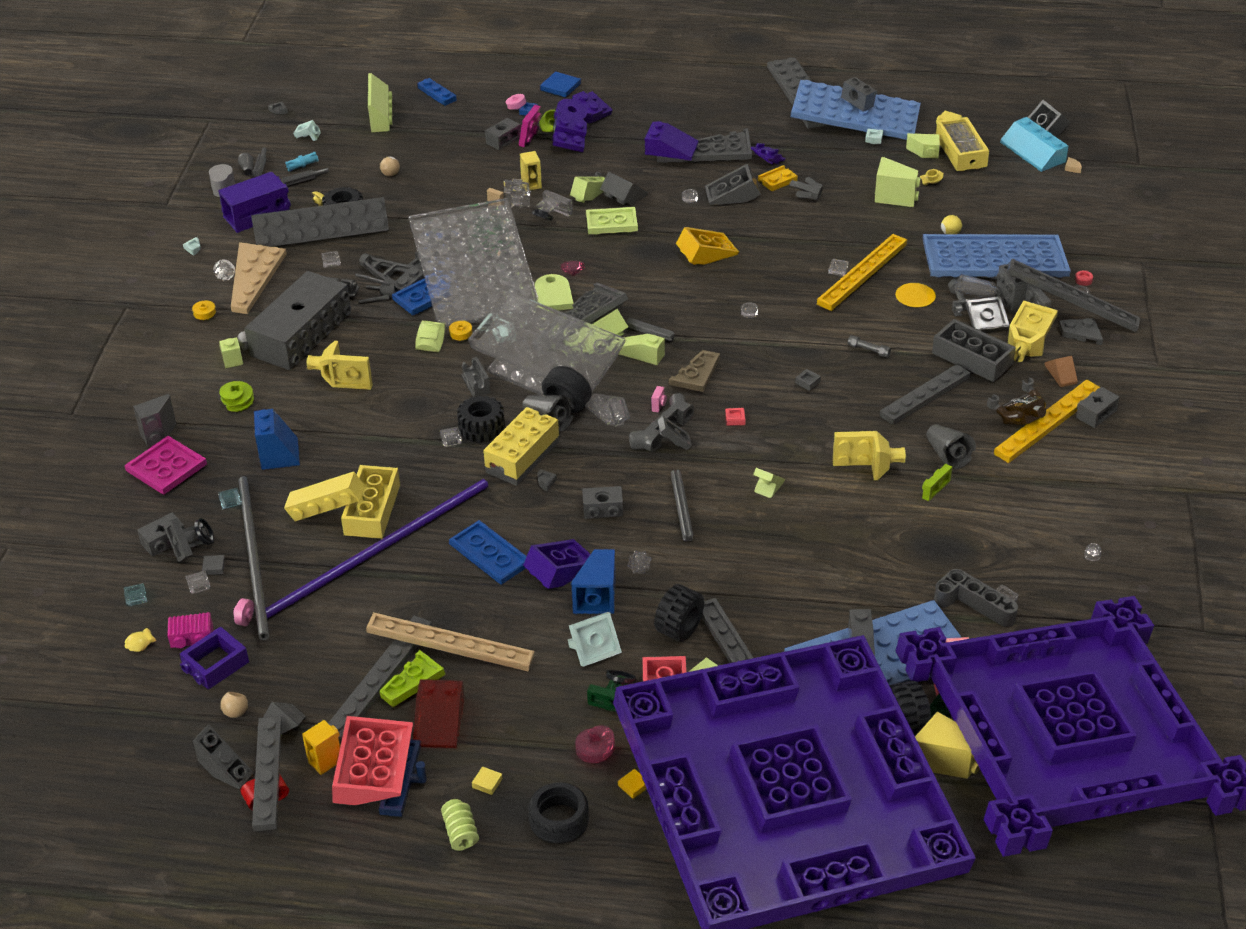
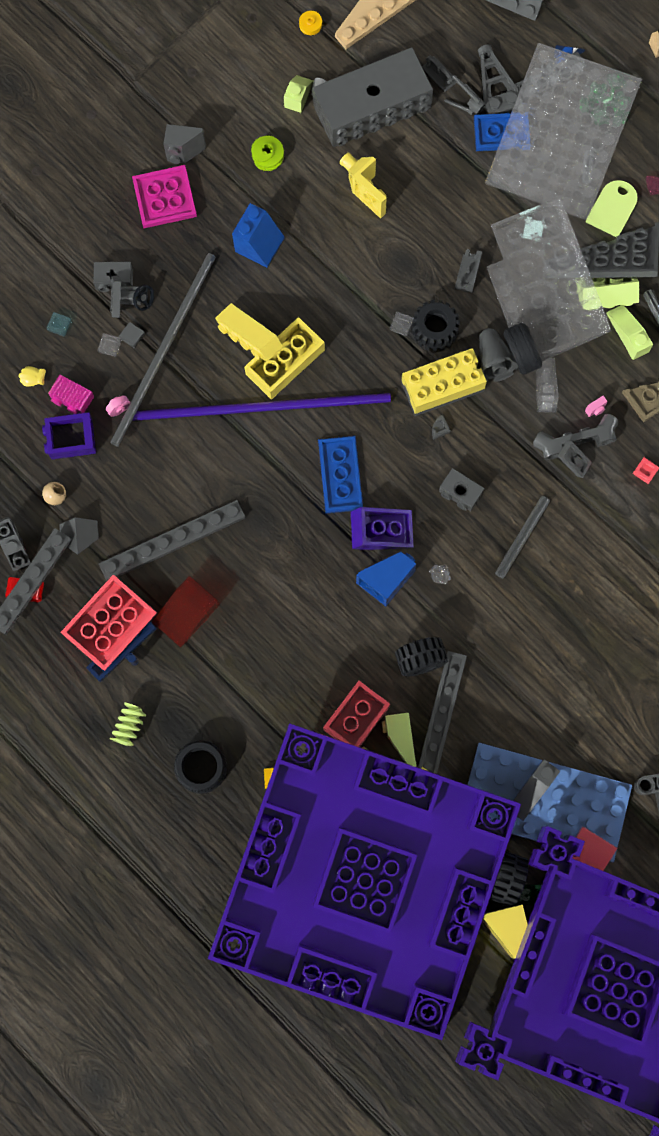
camera: 40 degrees right, 35 degrees up
(229, 498) = (188, 269): clear light blue slope -> none
(322, 746) = (82, 585): yellow brick -> none
(330, 259) = (459, 26): clear tile -> none
(407, 682) = (195, 562): lime wing -> none
(430, 336) = (469, 191): yellowish green piece -> none
(450, 641) = (242, 549): tan tile -> none
(460, 330) = (499, 201): yellow wheel -> none
(487, 780) = (178, 696): light yellow tile -> none
(594, 639) = (344, 630): light aqua bracket -> none
(595, 744) = (261, 724): clear pink piece -> none
(604, 697) = (326, 684): dark green piece -> none
(767, 483) = (610, 565): yellowish green slope -> none

